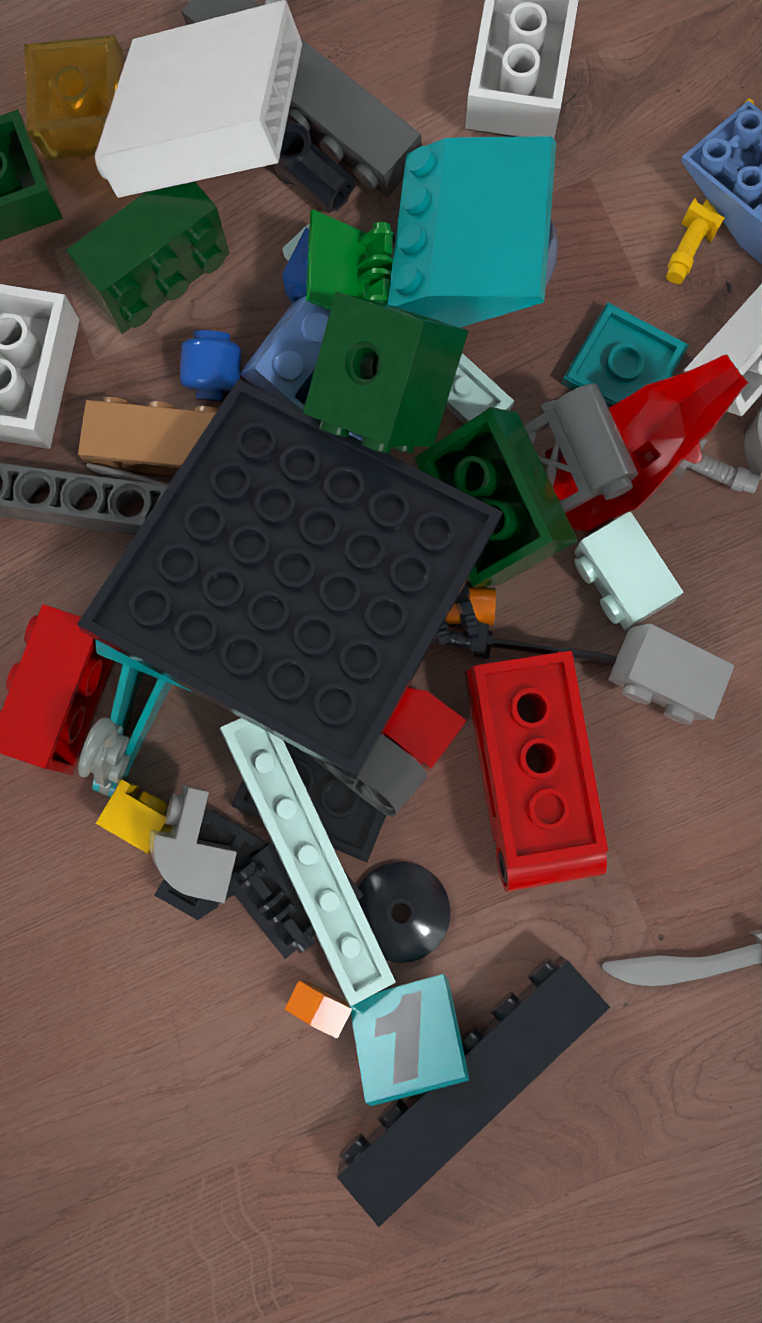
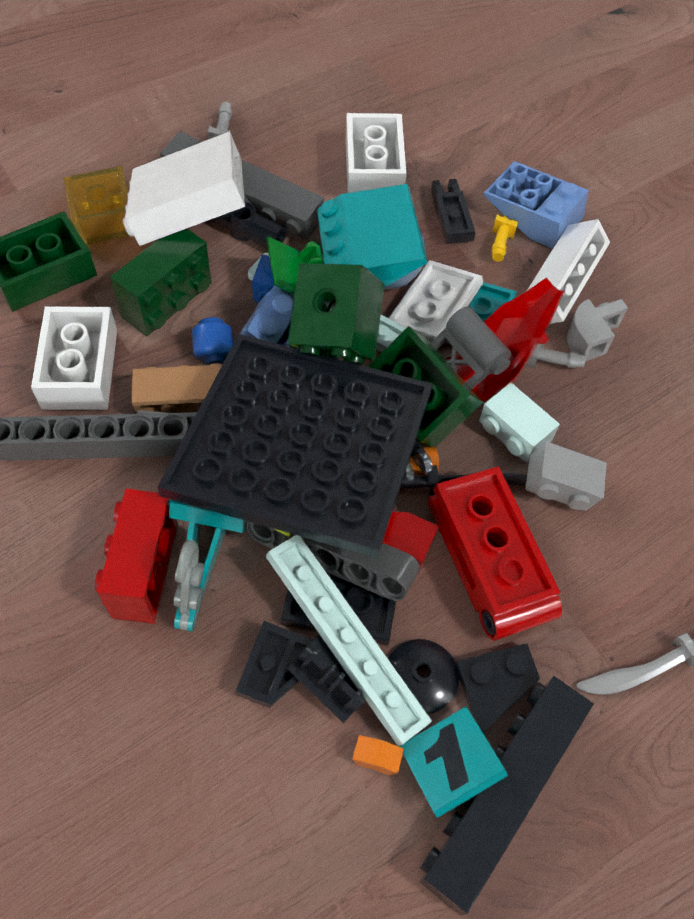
camera: 20 degrees left, 20 degrees down
(134, 816) = (213, 640): yellow brick -> none
(184, 861) = (260, 654): light grey brick -> none
(496, 942) = (496, 682): none -> black wing
(557, 344) = (435, 298): none -> white tile
(625, 182) = (453, 212): none -> black hinge

